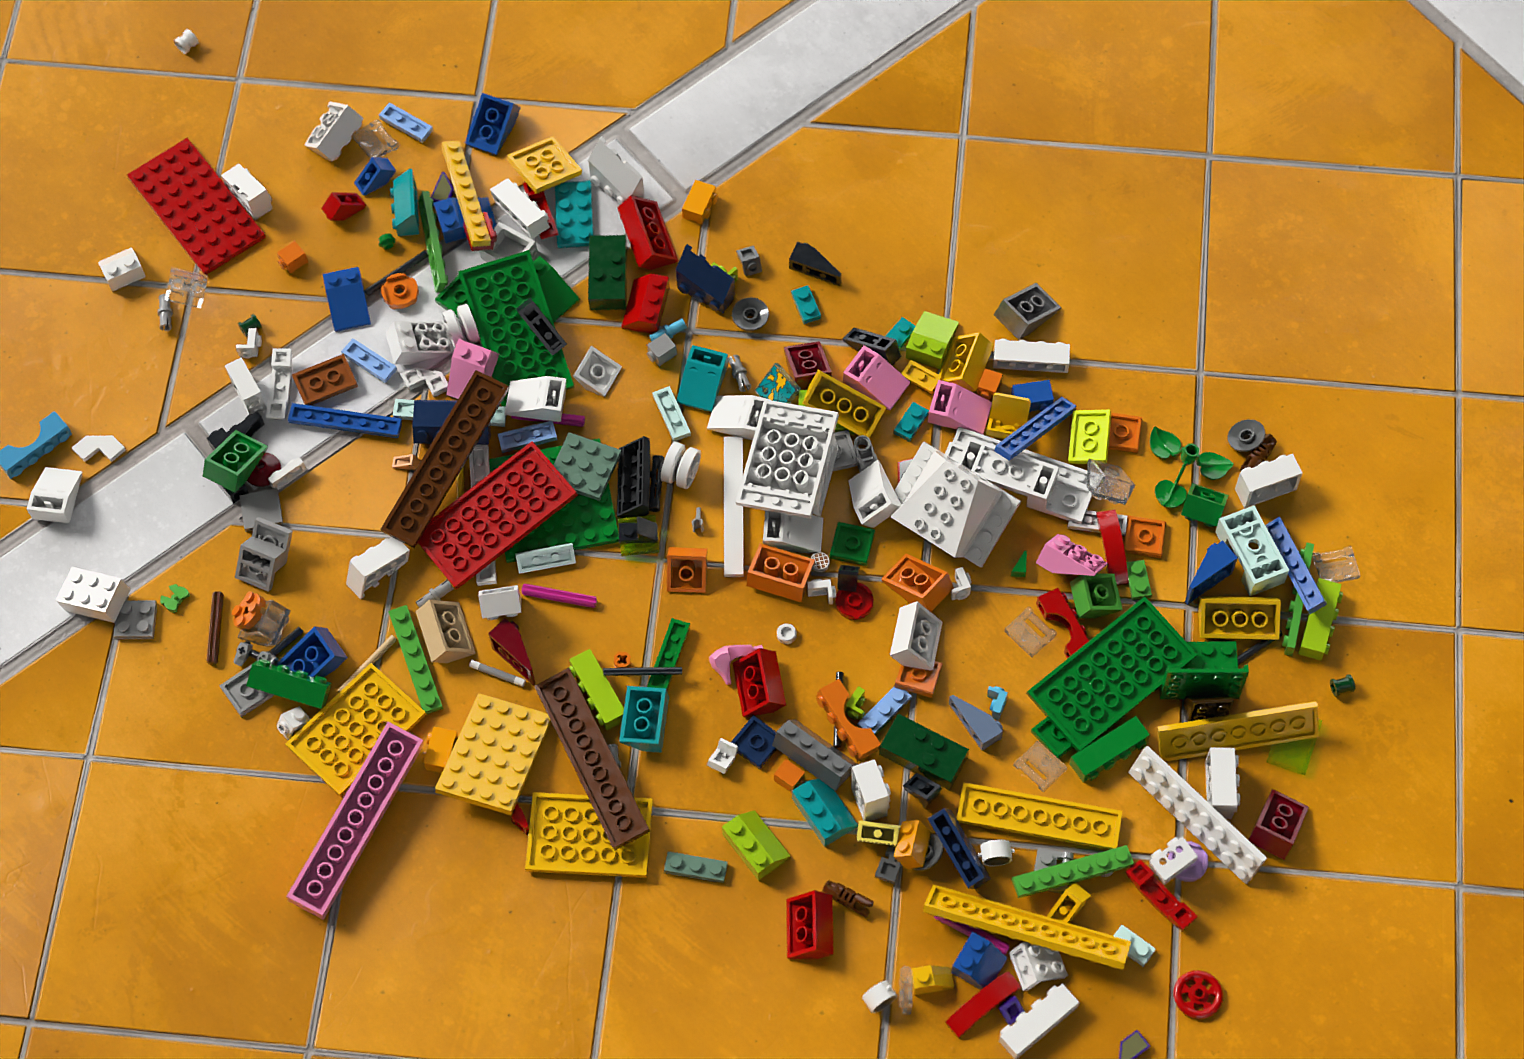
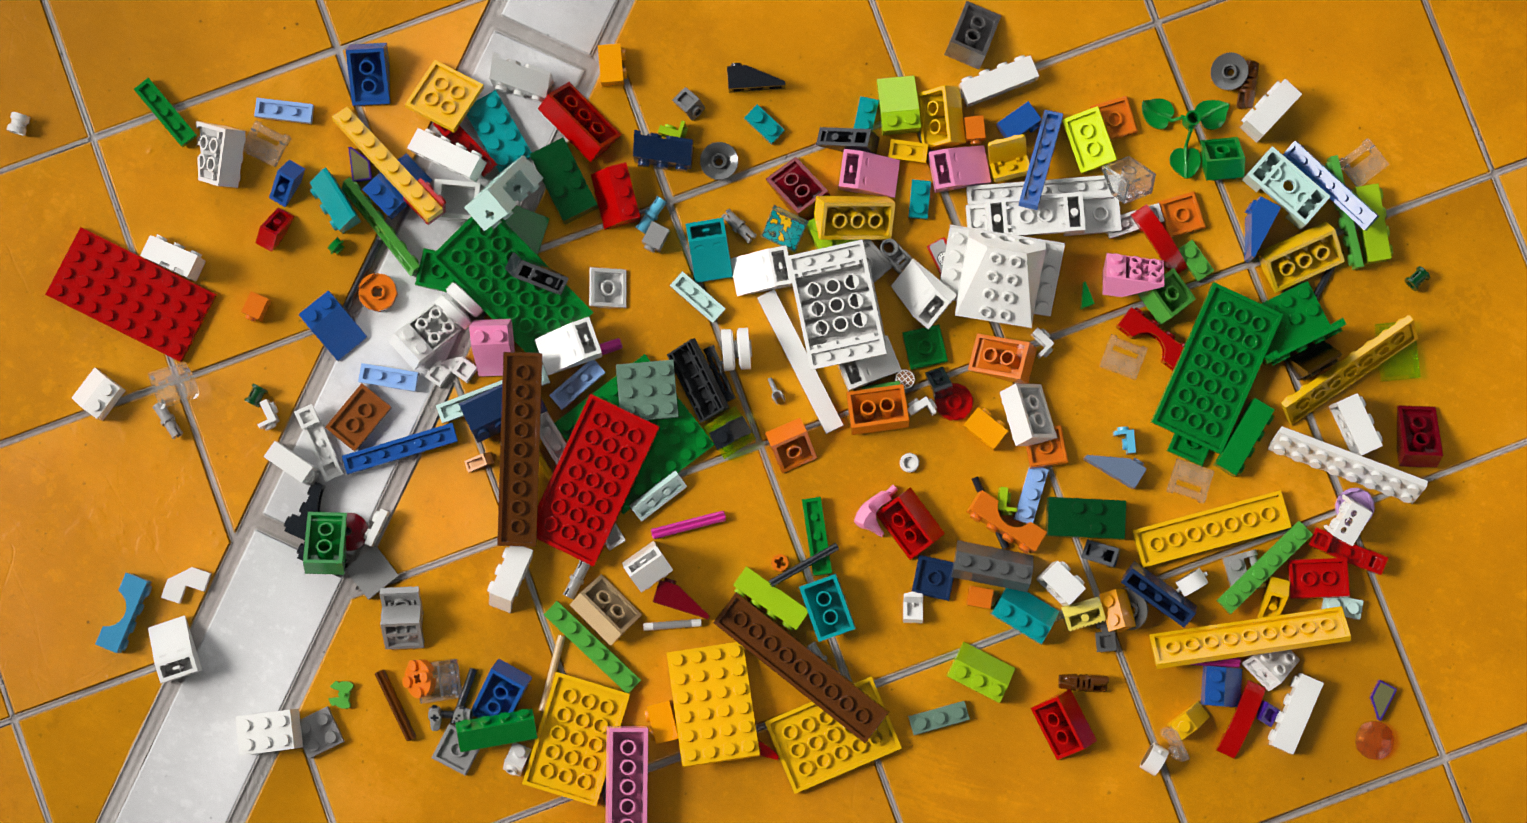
camera: 25 degrees left, 20 degrees up
(308, 83) = (165, 112): none -> green plate
(561, 246) = (501, 193): none -> light aqua plate
(871, 633) = (985, 428): none -> light orange brick
(1120, 906) = (1318, 578): none -> red plate
(1188, 1007) = (1409, 607): red plate -> none

